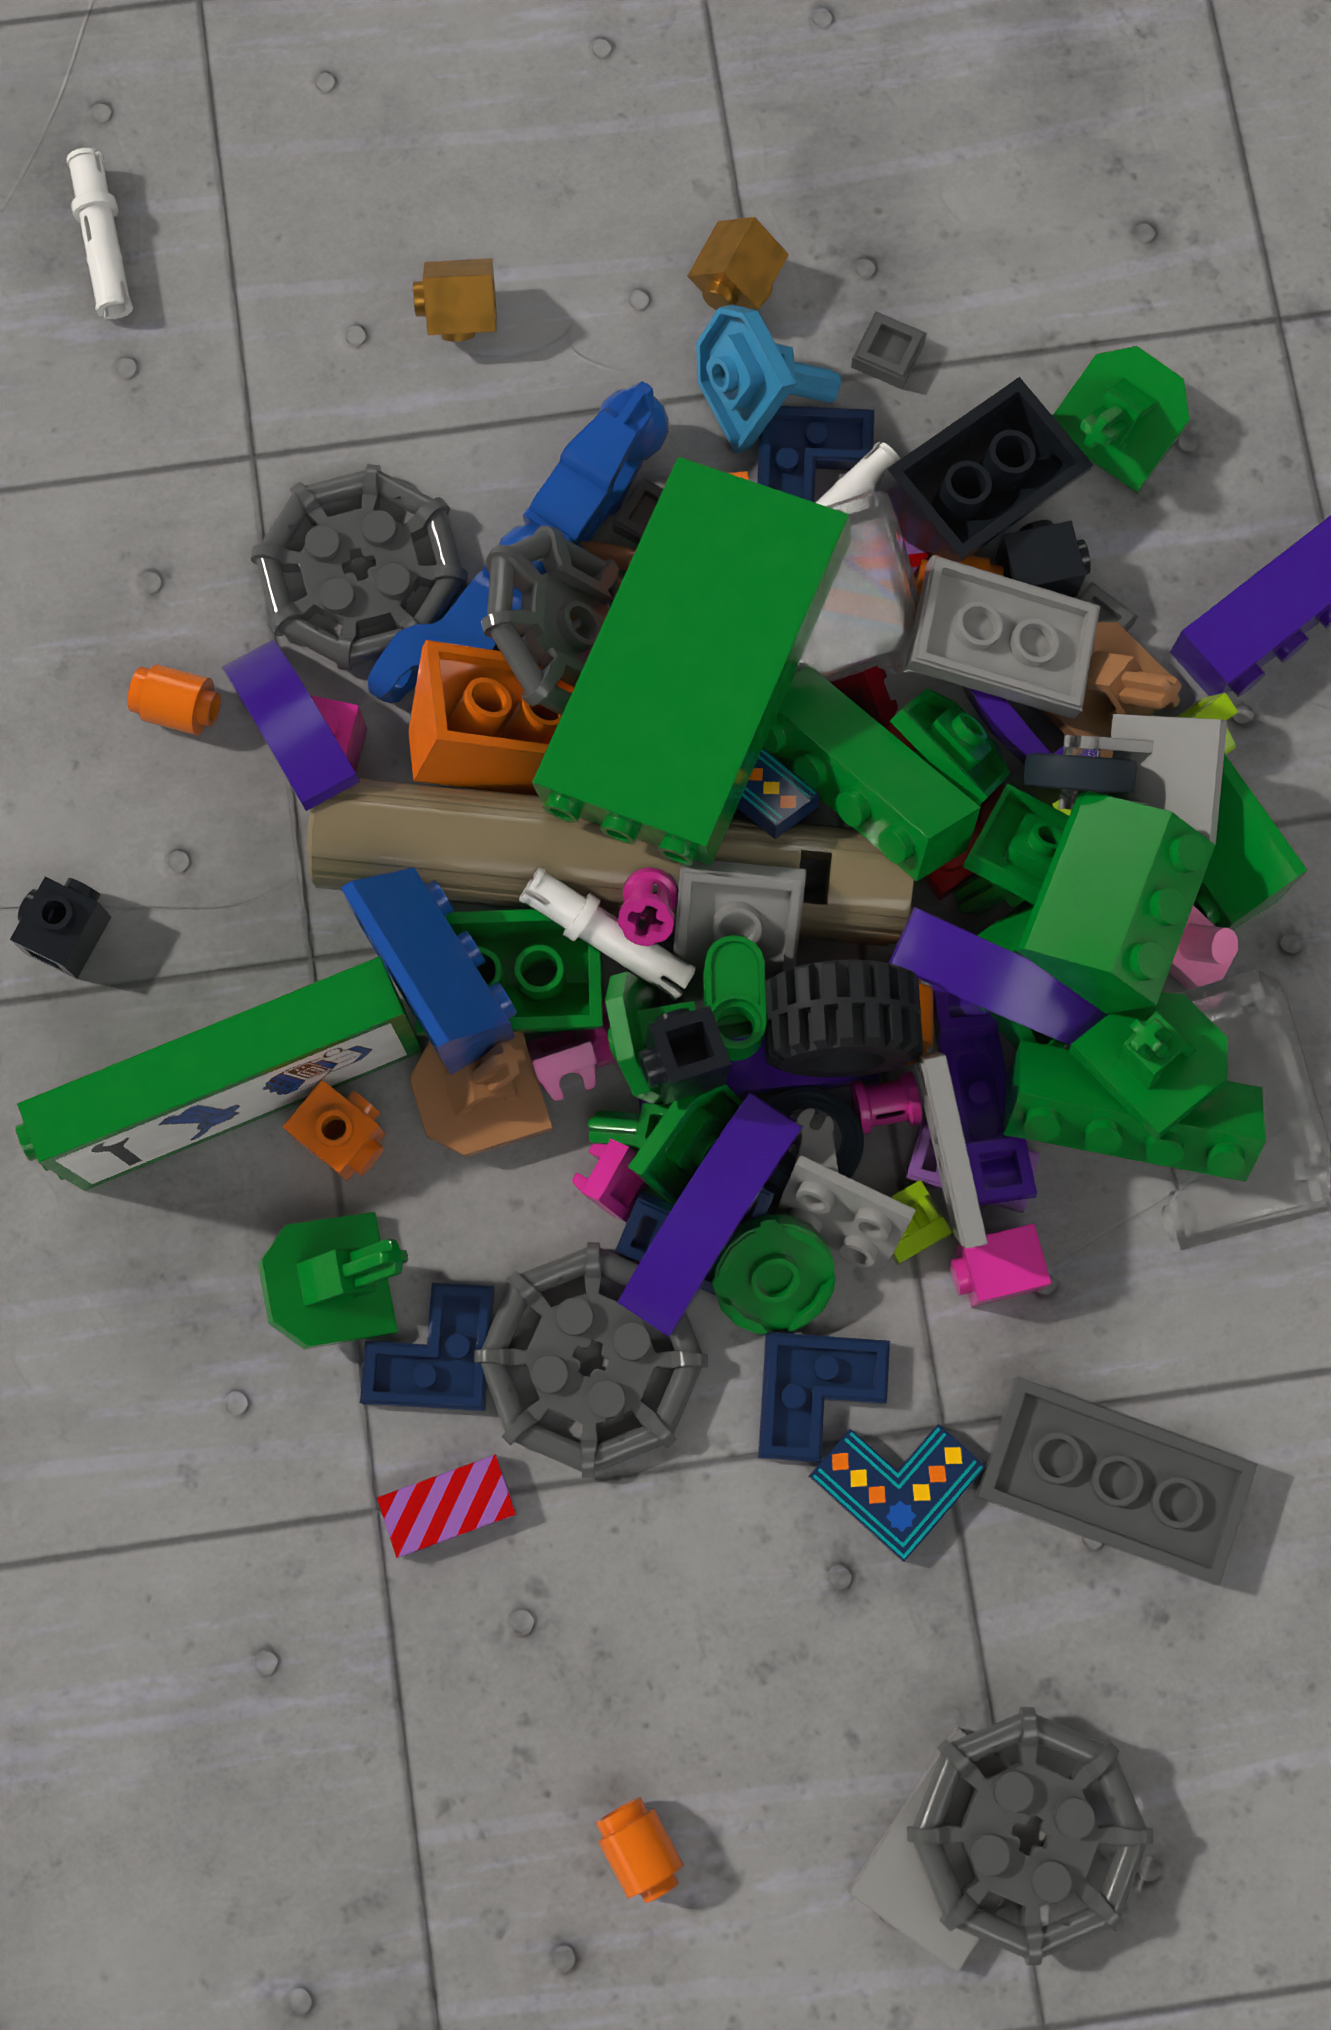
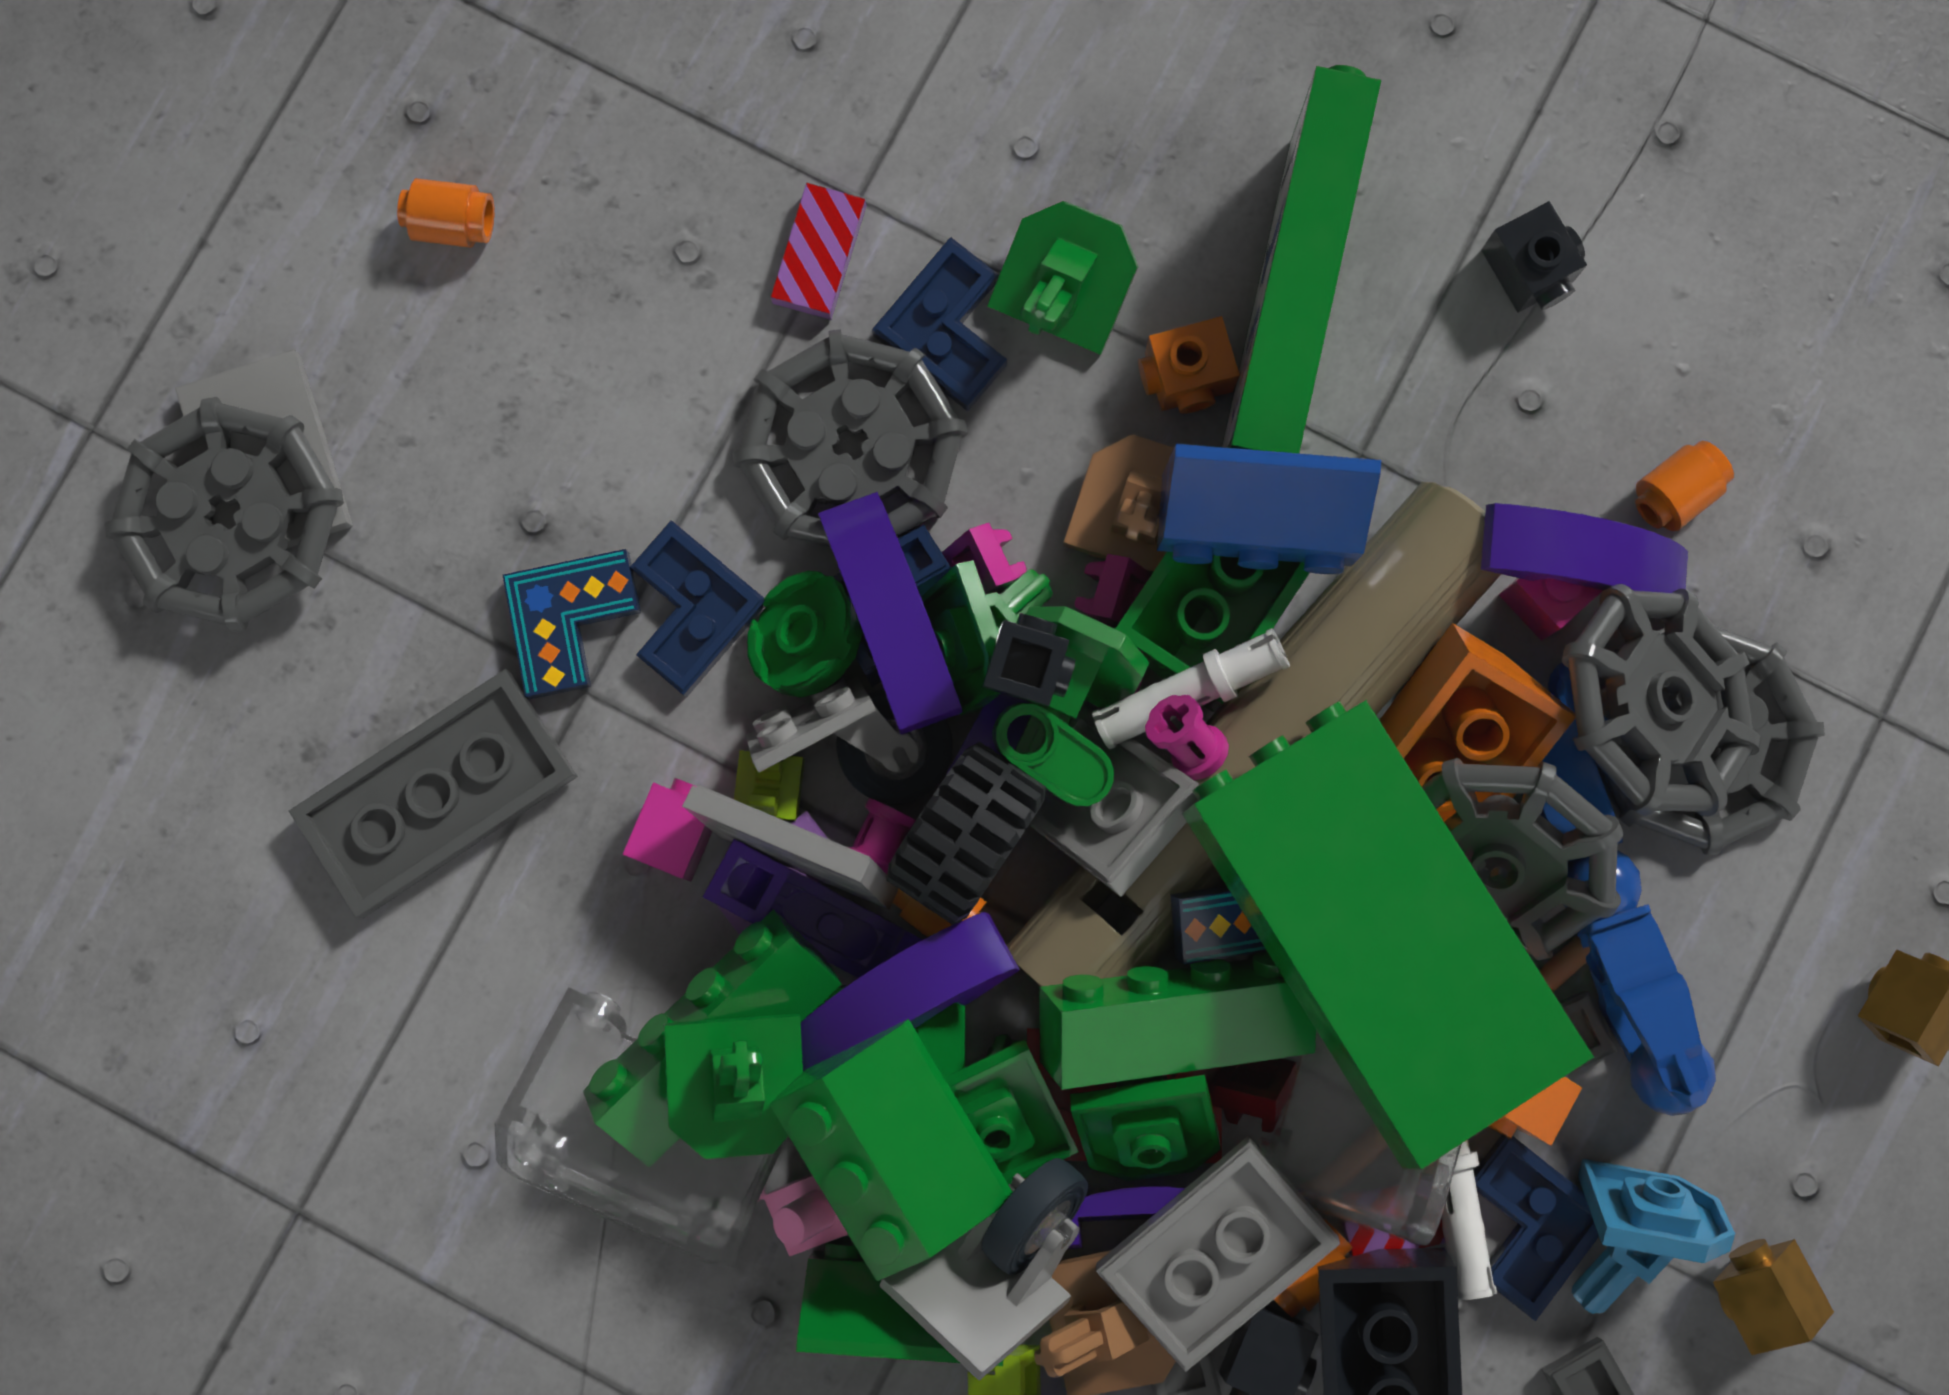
camera: 130 degrees right, 5 degrees up
(332, 602) = (1692, 665): none -> dark grey plate

